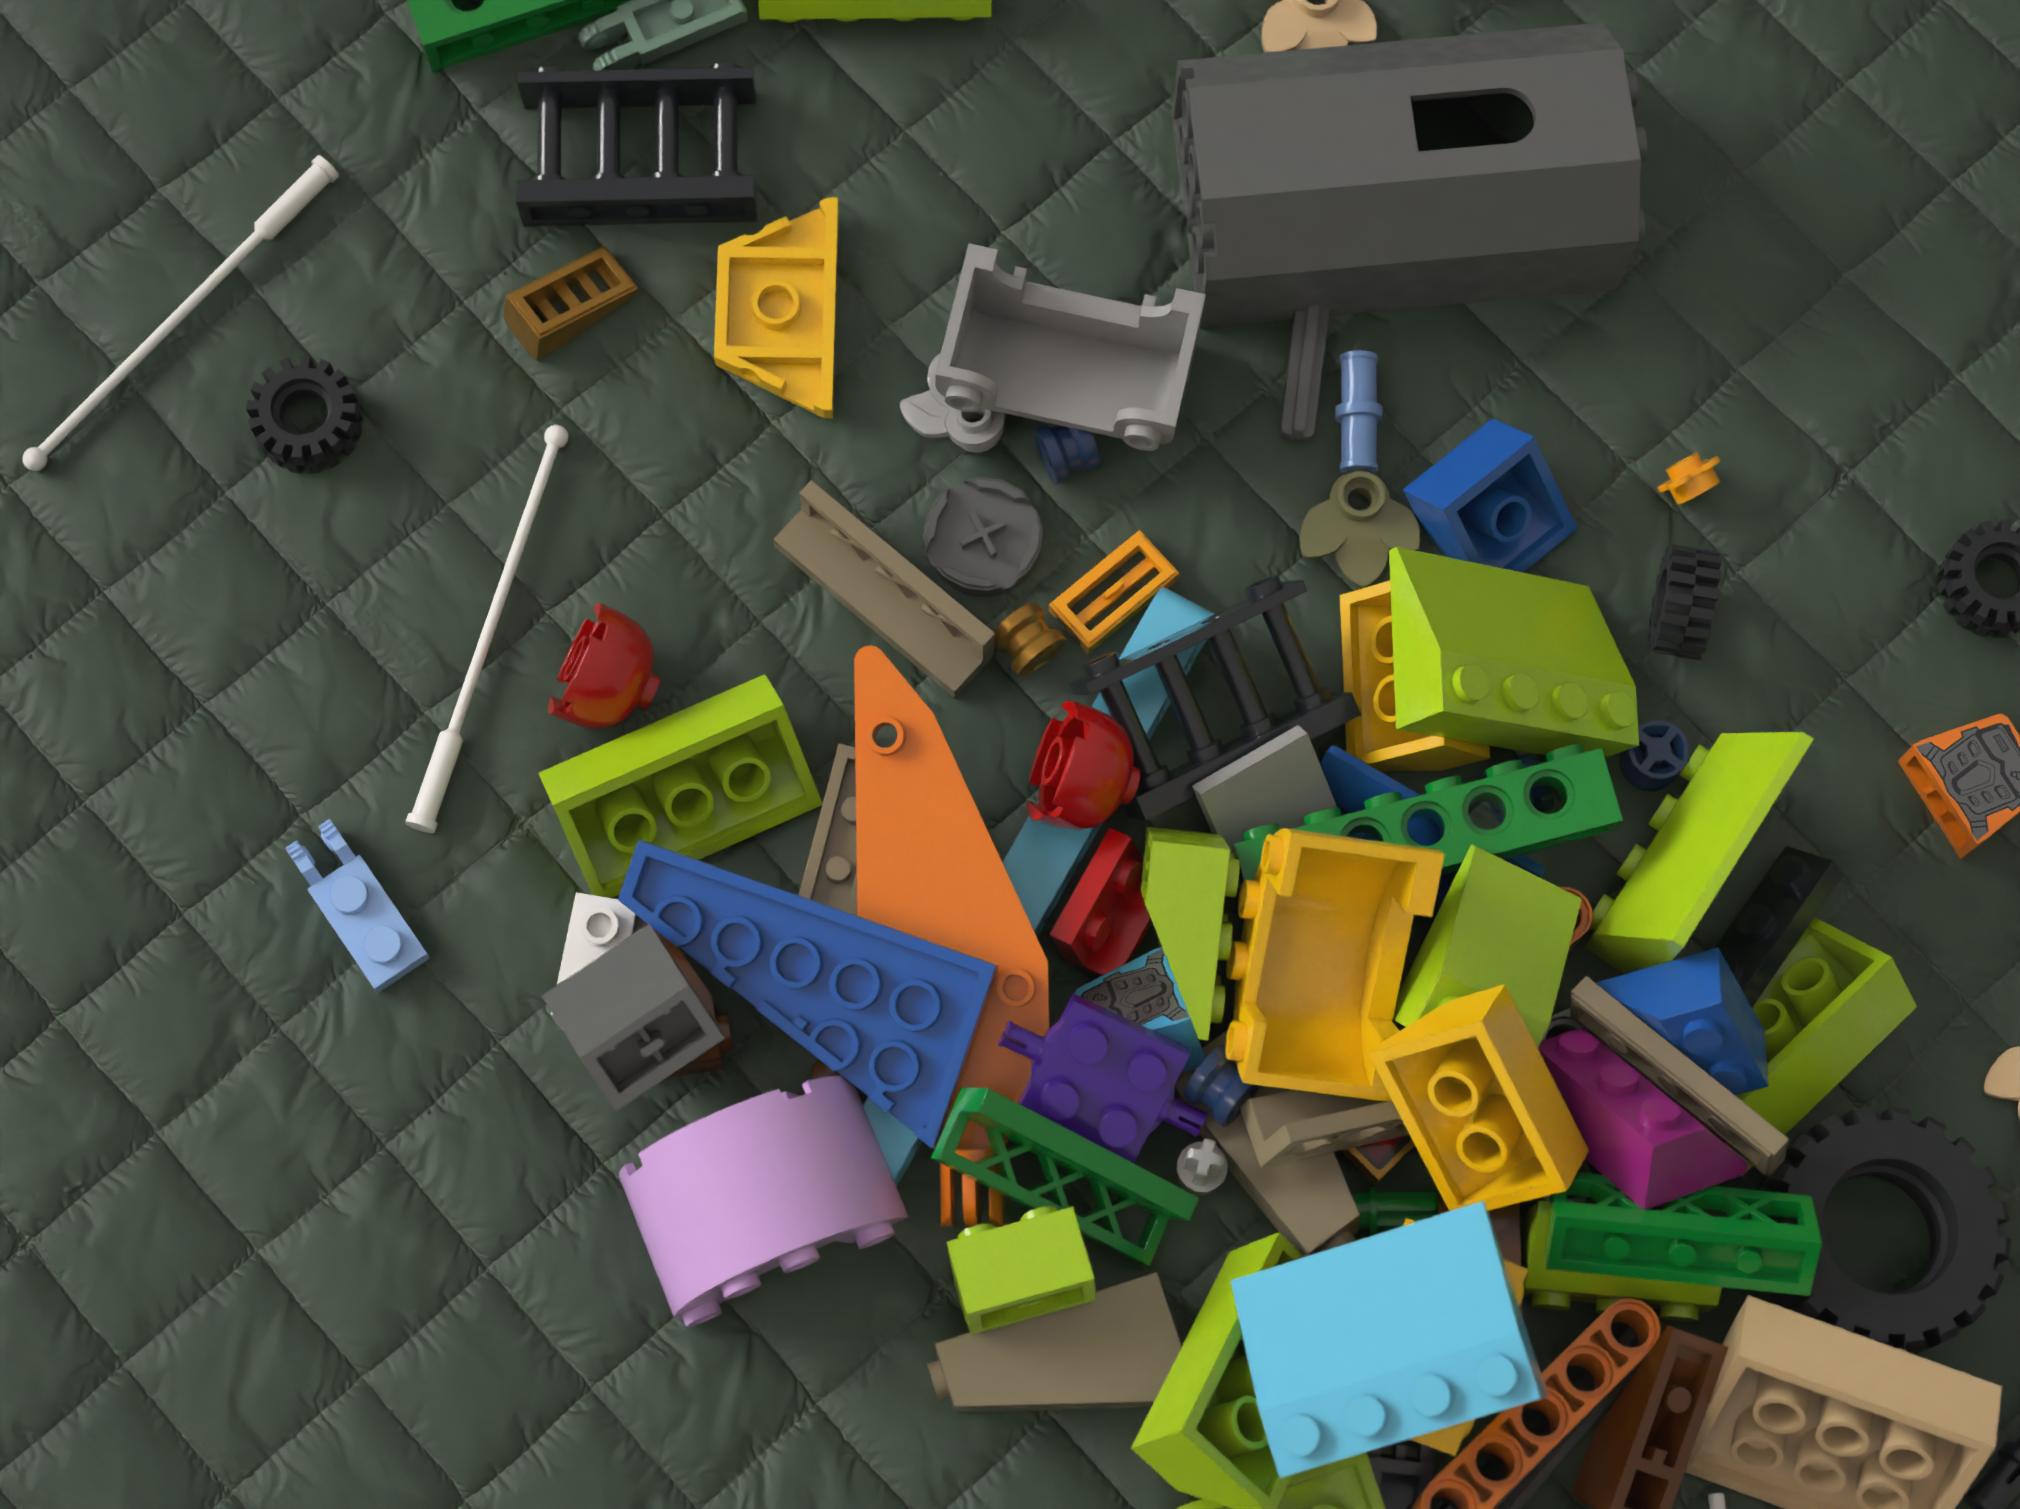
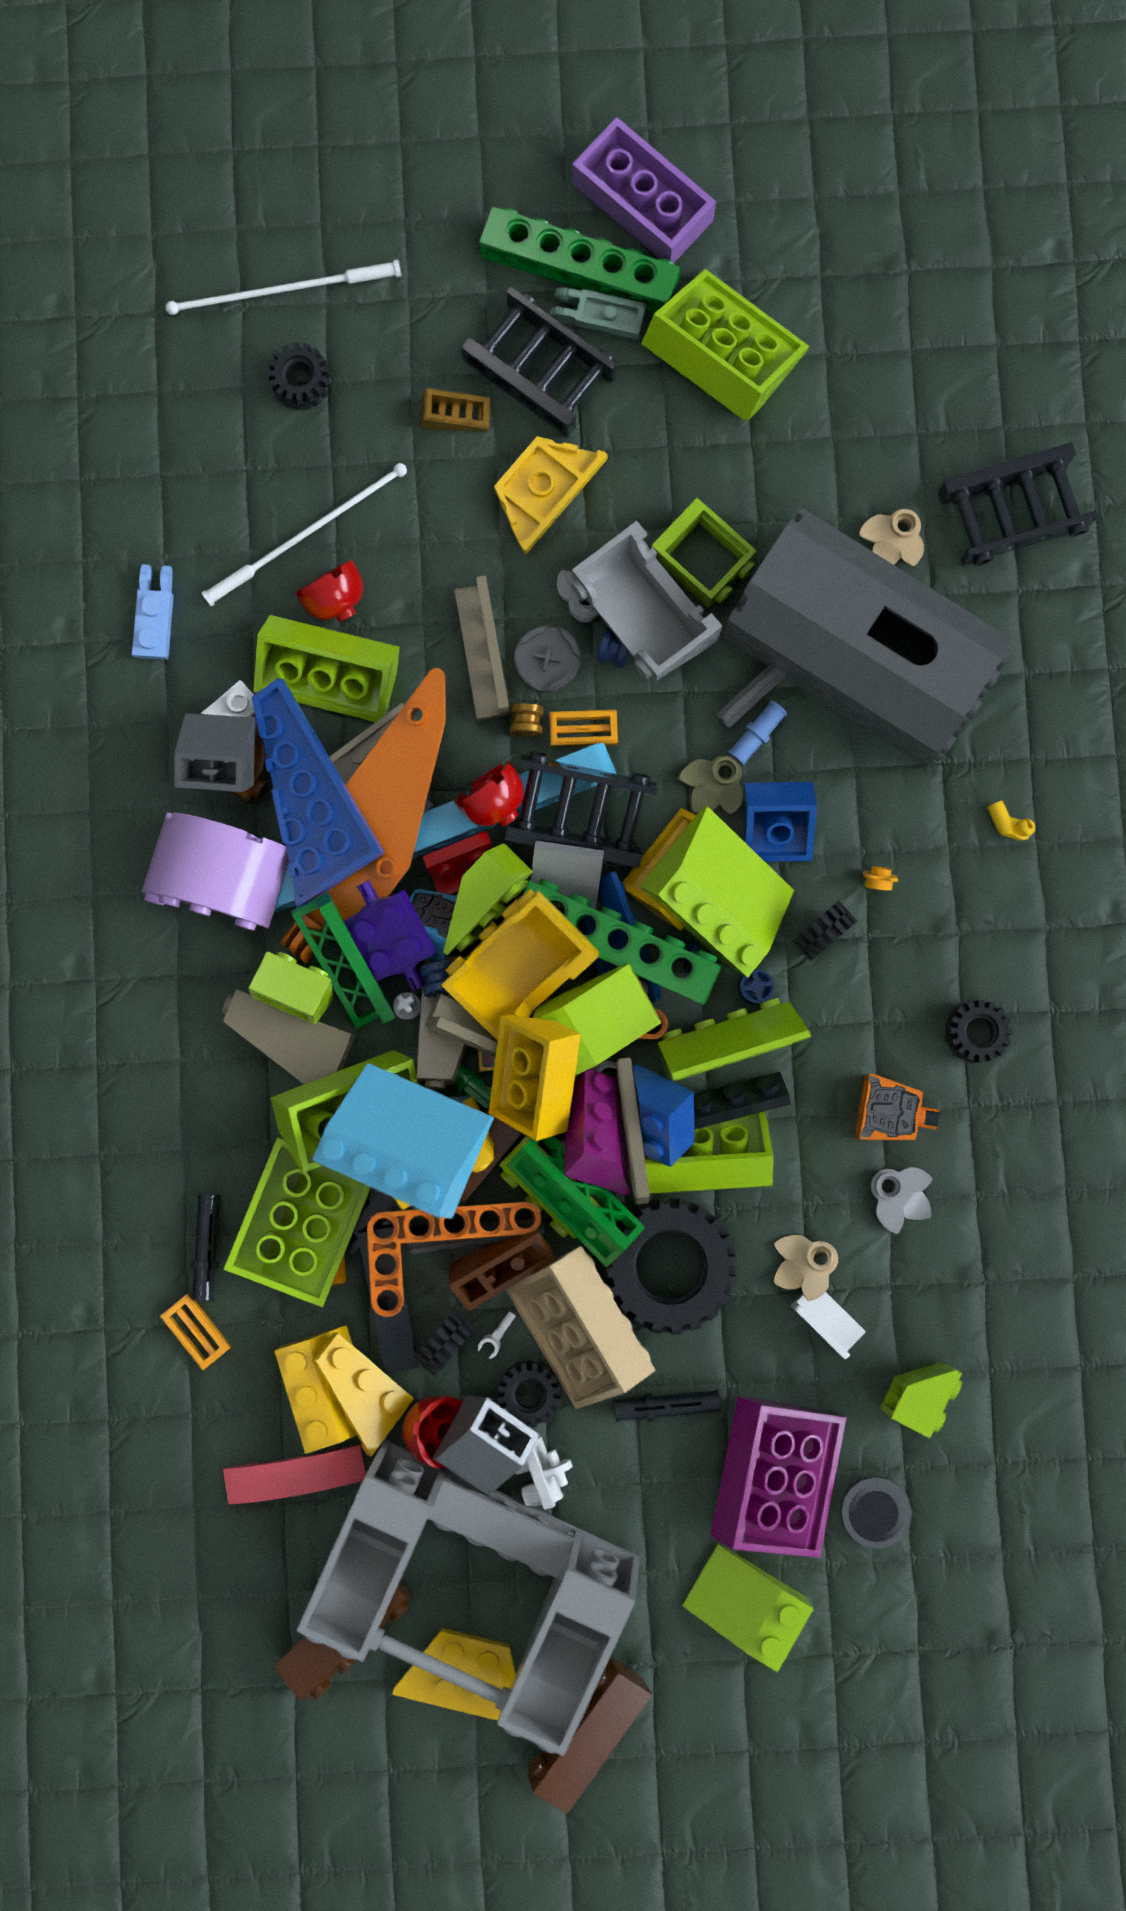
camera: 45 degrees right, 10 degrees up
(1087, 185) = (700, 514): none -> lime window
(1795, 279) = (1010, 826): none -> yellow arm

